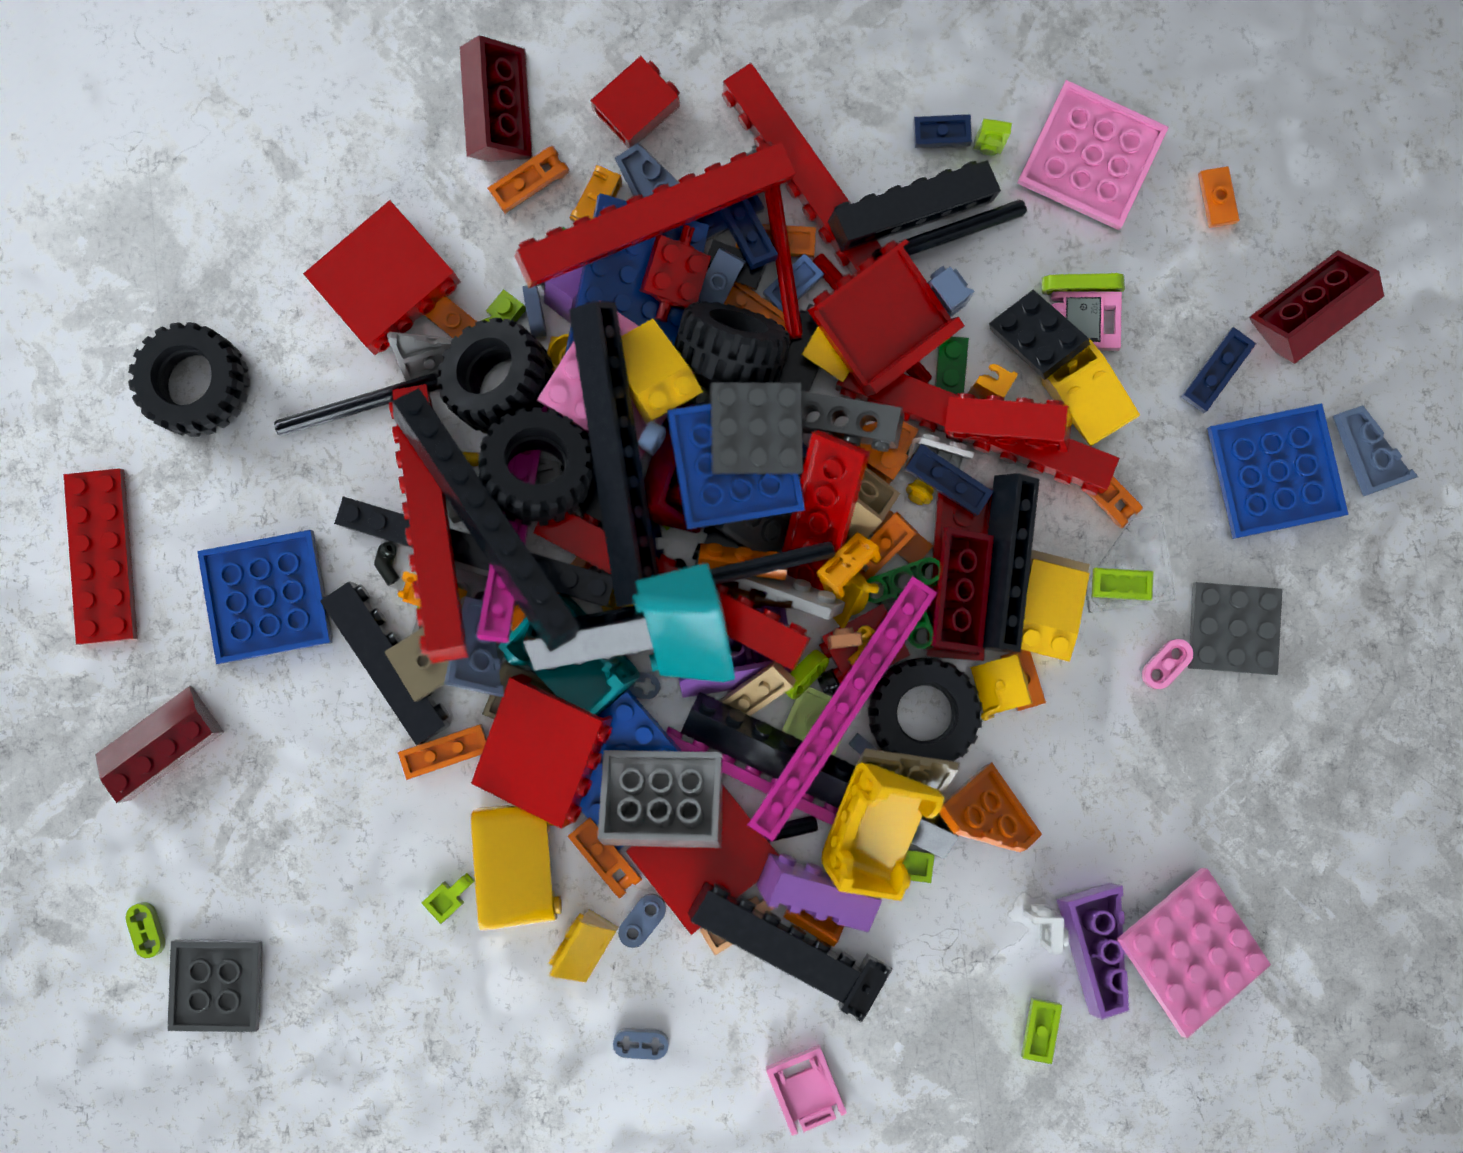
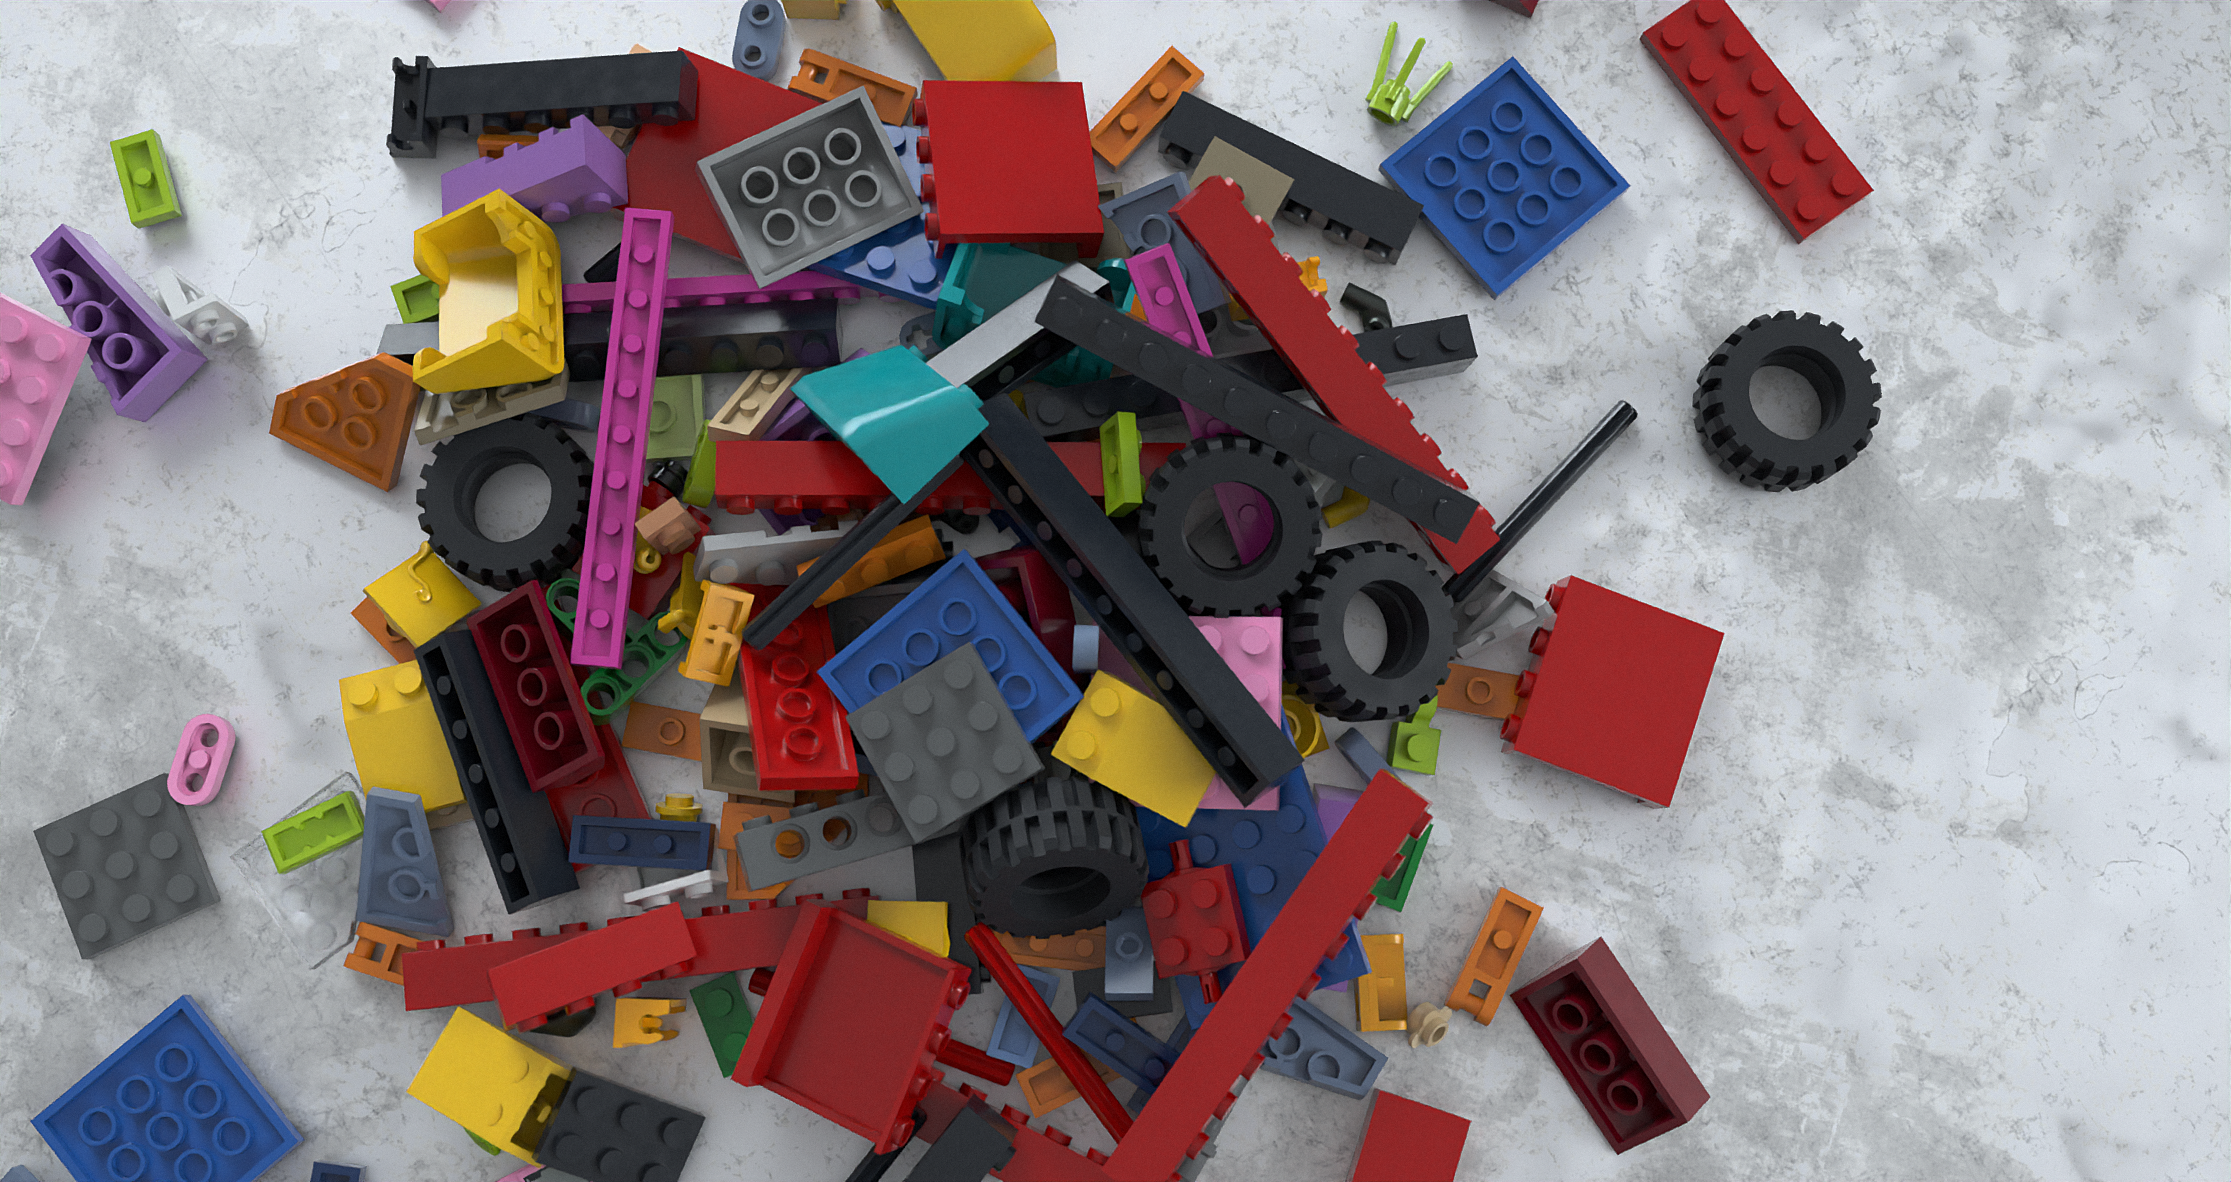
camera: 145 degrees right, 5 degrees down
(300, 677) = (1390, 101): none -> lime plant
(575, 534) = (1120, 464): none -> lime plate
(583, 163) = (1427, 1025): none -> tan plate
(890, 539) = (678, 718): orange plate -> none
(950, 289) = (784, 1126): sand blue window -> none
(1086, 540) = (399, 867): none -> sand blue wing

